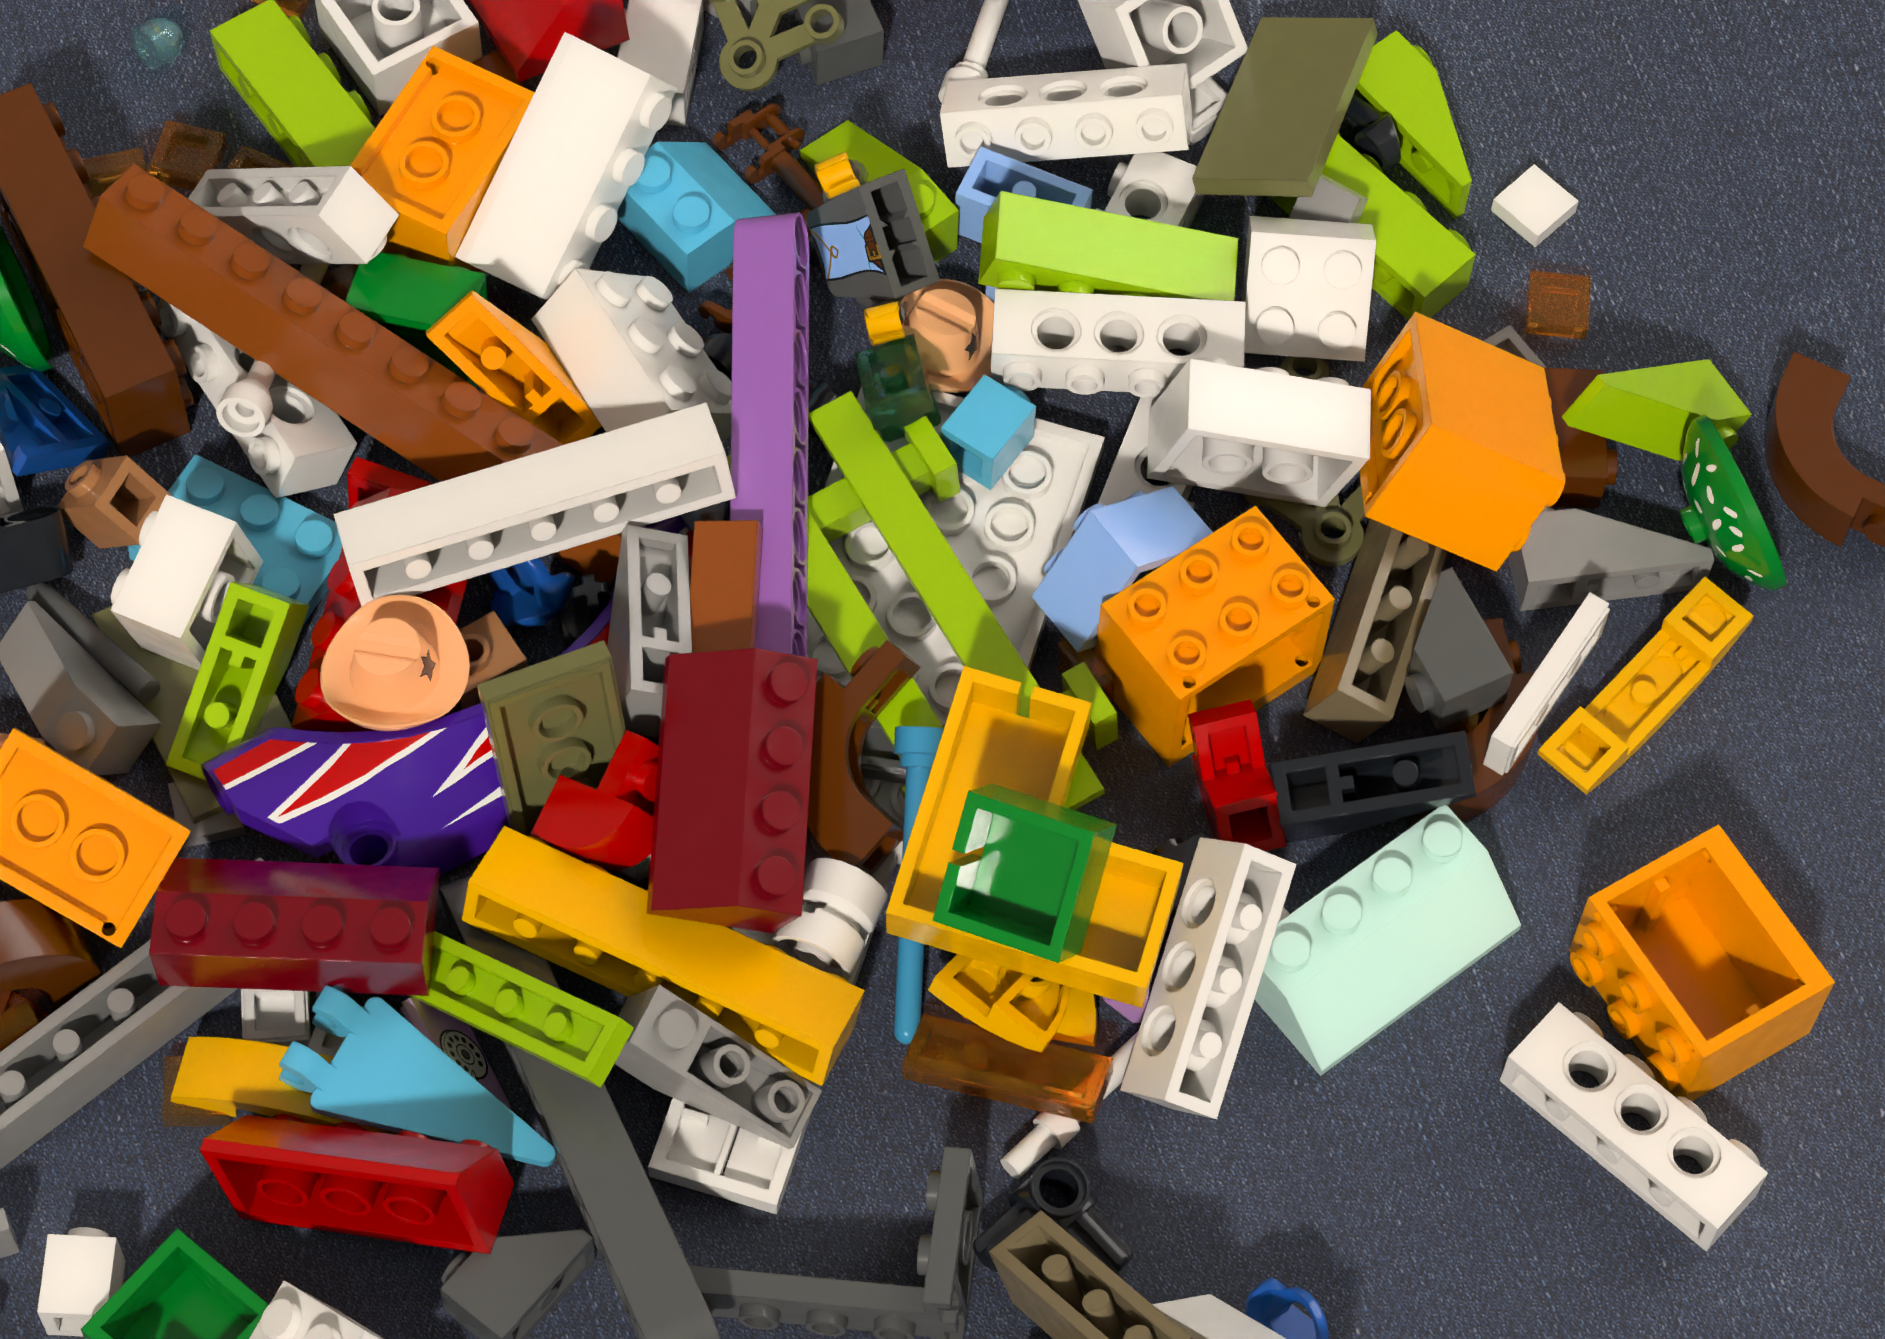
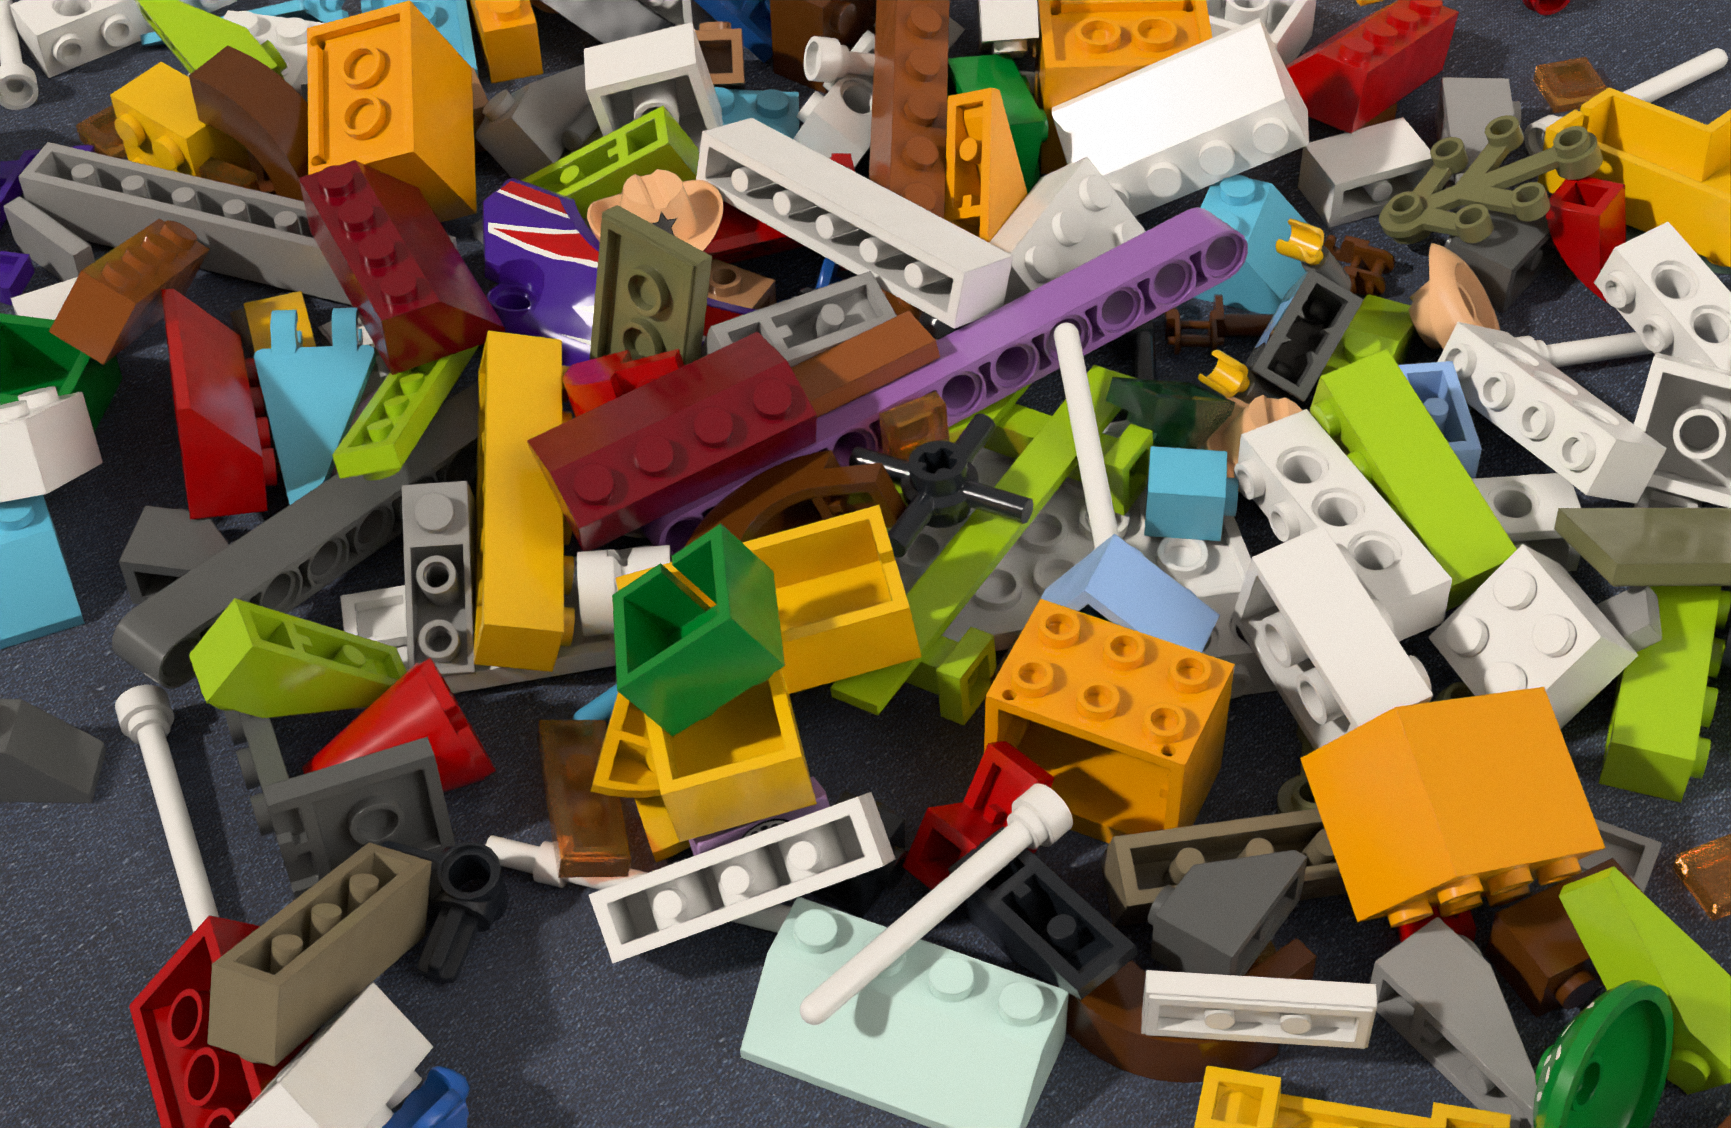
camera: 65 degrees right, 15 degrees down
(151, 1182) = (121, 291): none -> dark orange brick
(773, 1228) = (289, 665): none -> lime slope
(818, 596) = (913, 425): none -> clear orange tile
(877, 1187) = (410, 710): none -> red cone
(888, 102) = (1448, 298): none -> light nougat hat
(917, 598) = (943, 484): none -> black bar
(1041, 536) = (1085, 433): none -> white piece
(1293, 734) = (1035, 820): none -> white piece

